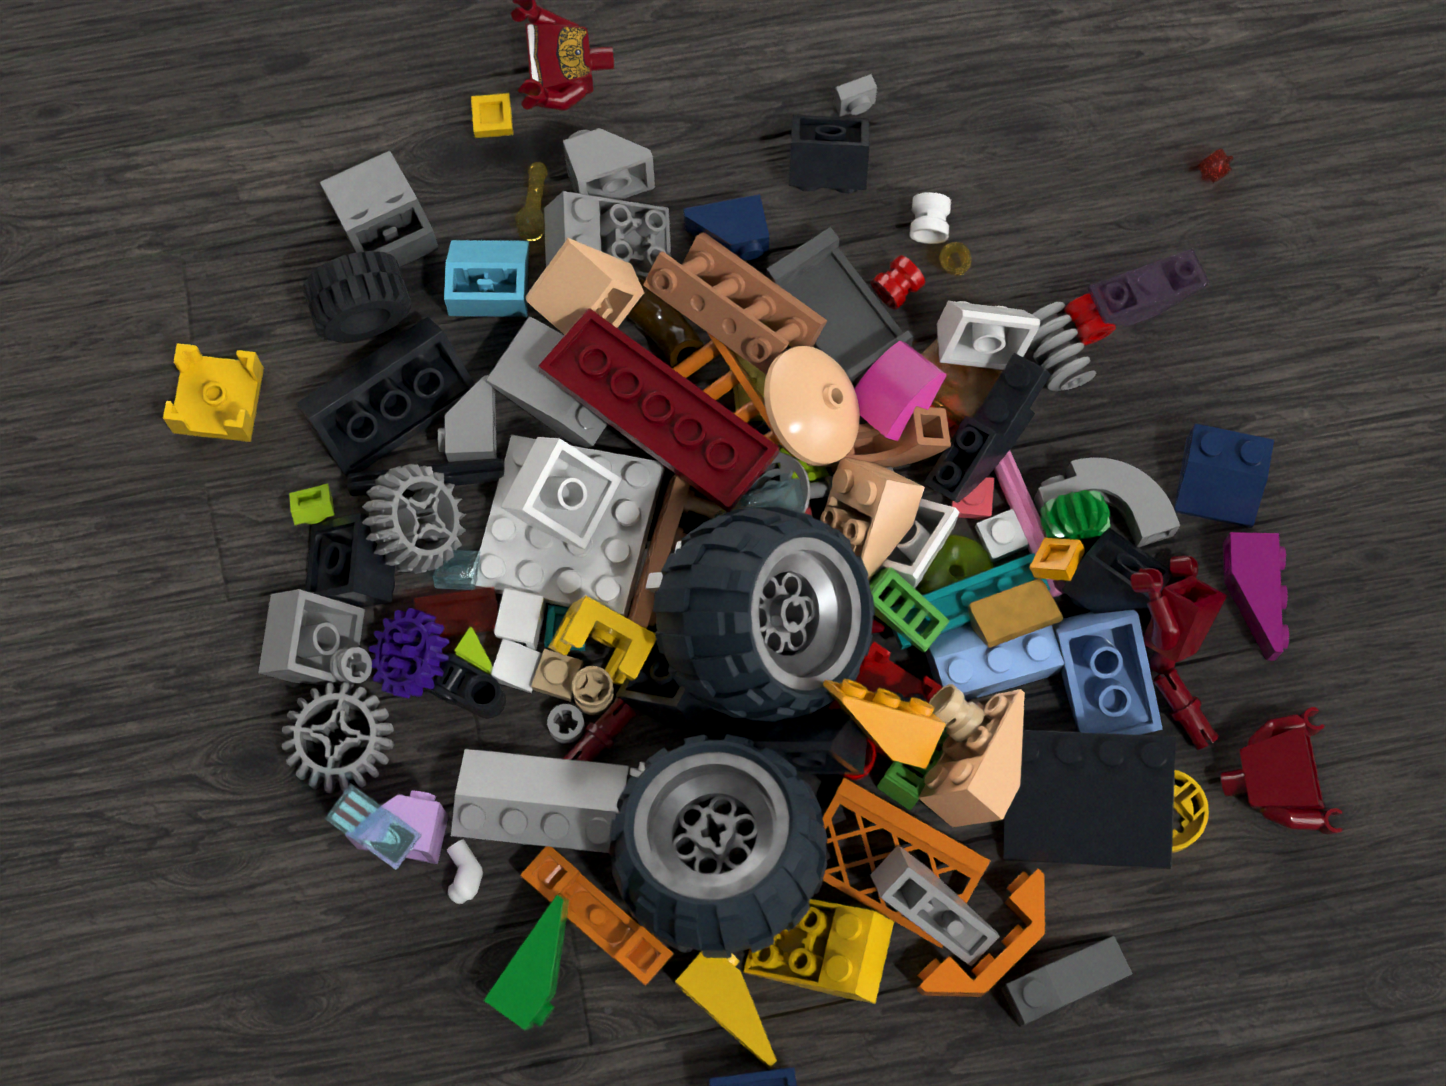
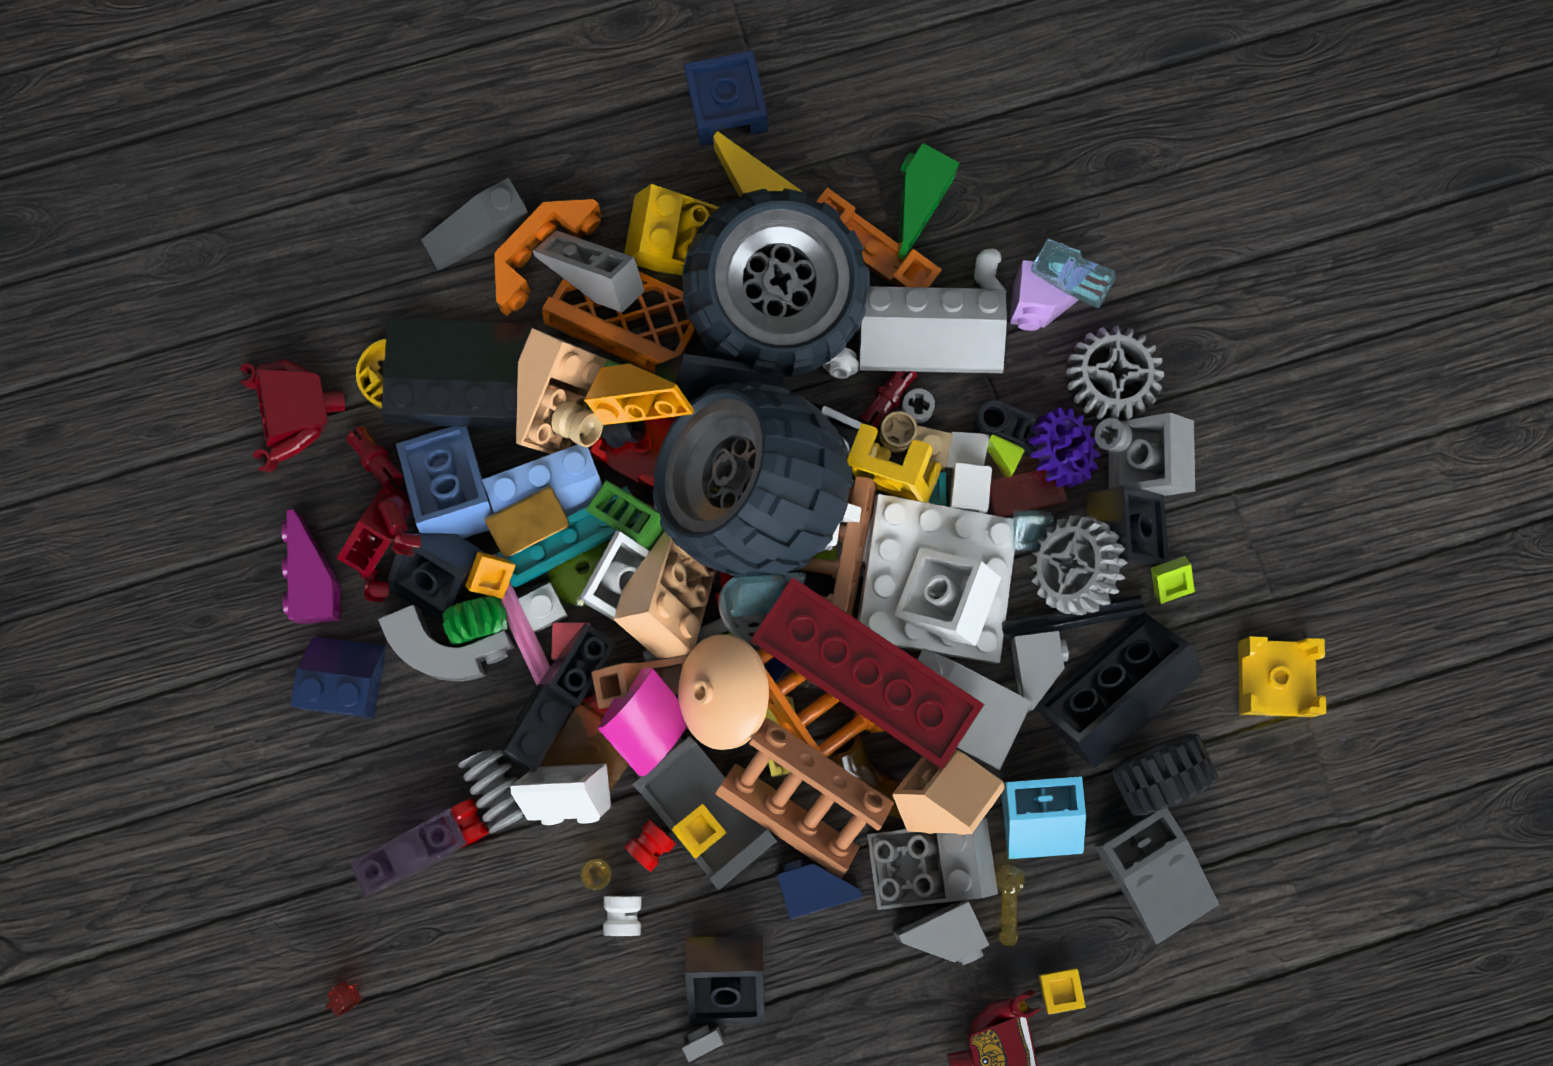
camera: 175 degrees right, 5 degrees up
(846, 289) = (699, 831): none -> yellow plate

